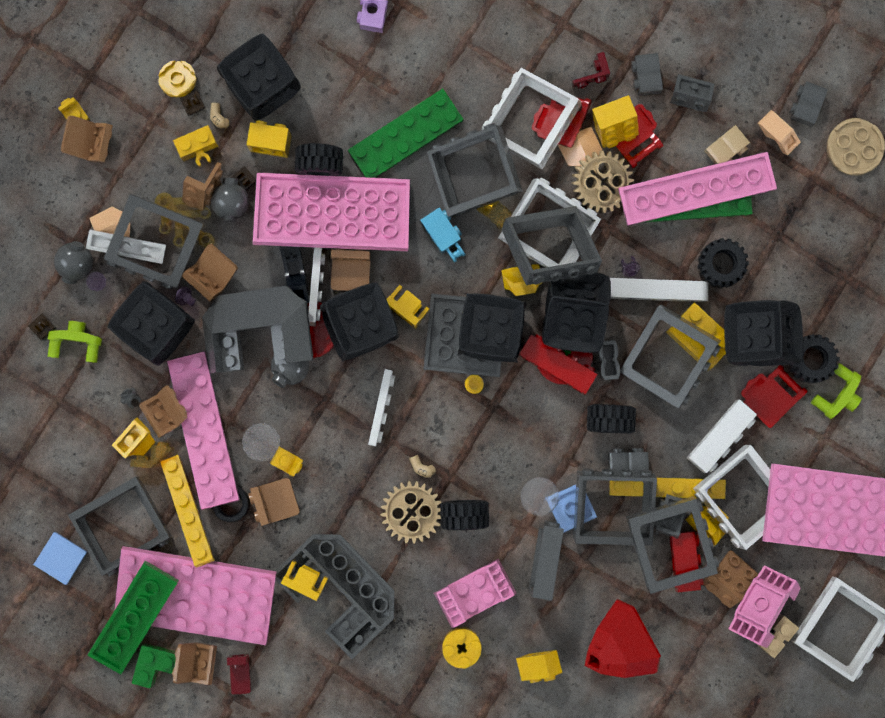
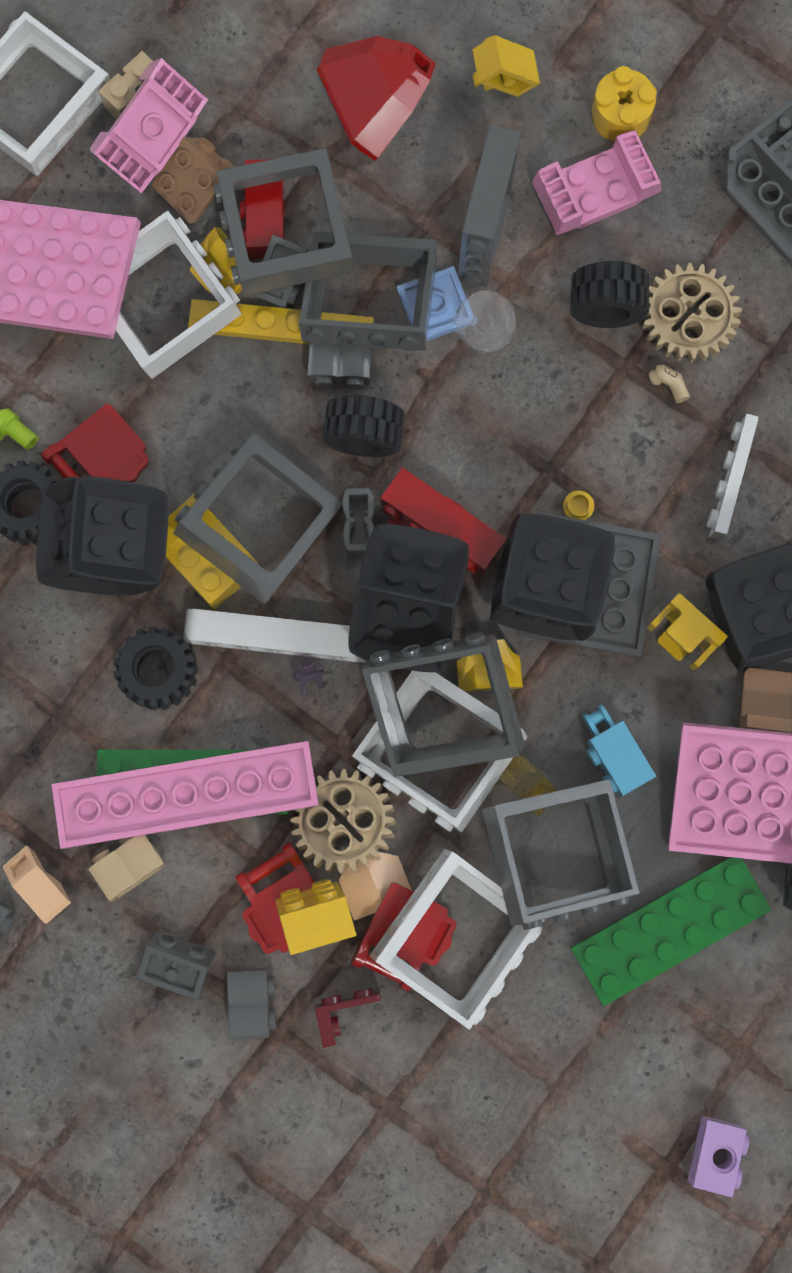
camera: 175 degrees left, 5 degrees down
(721, 436) = (186, 391): white brick -> none

